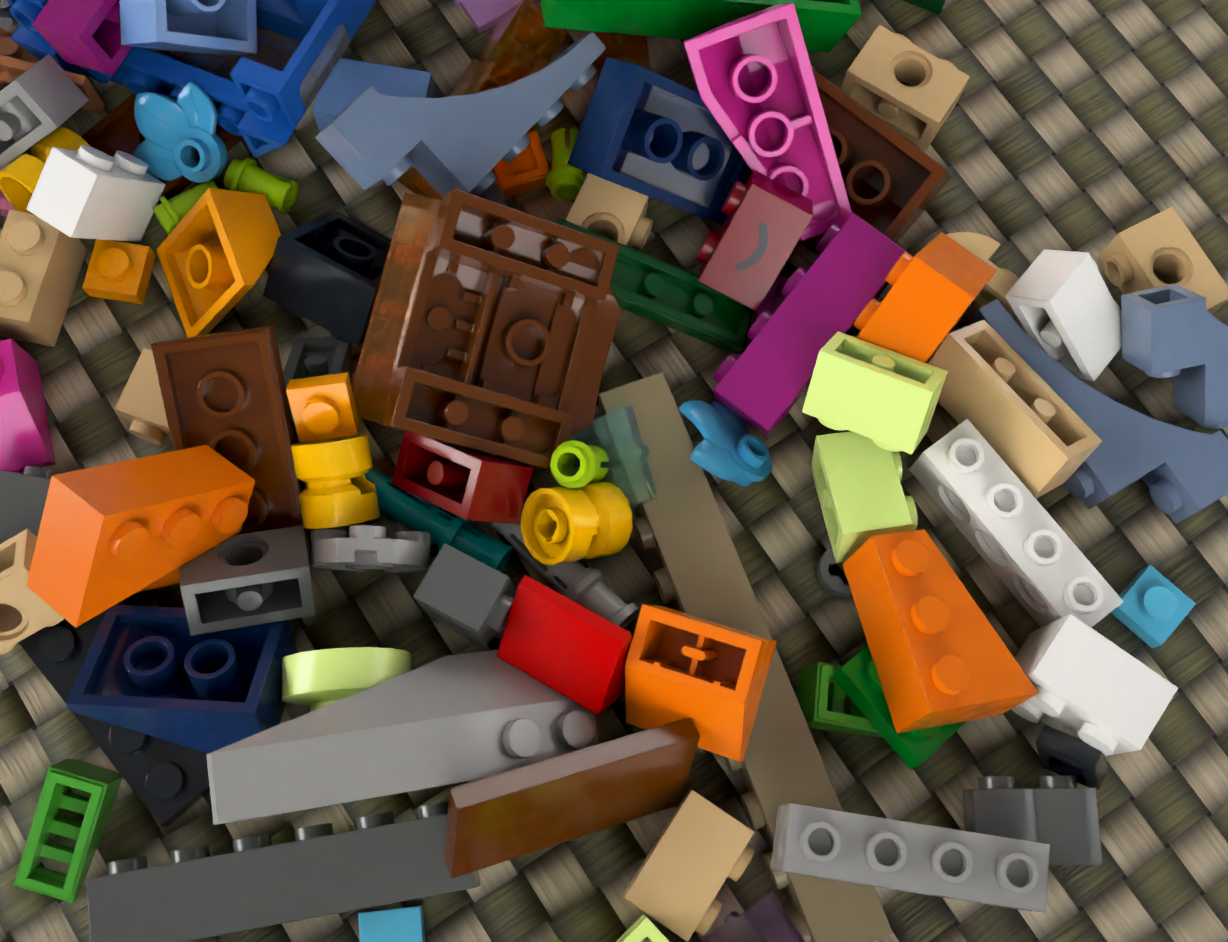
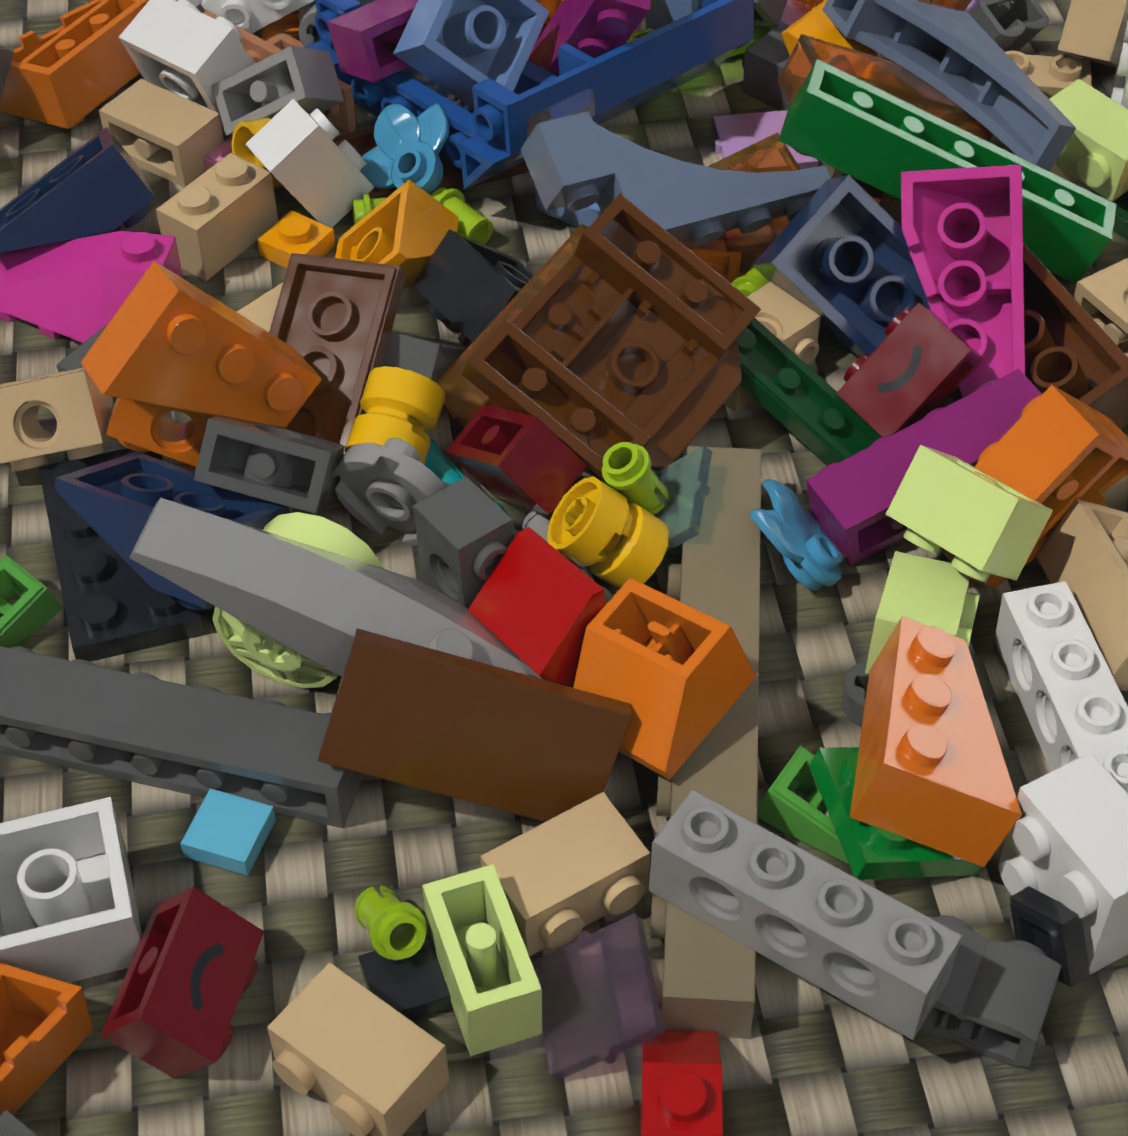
camera: 30 degrees right, 25 degrees down
(323, 407) = (419, 352): light orange plate -> none

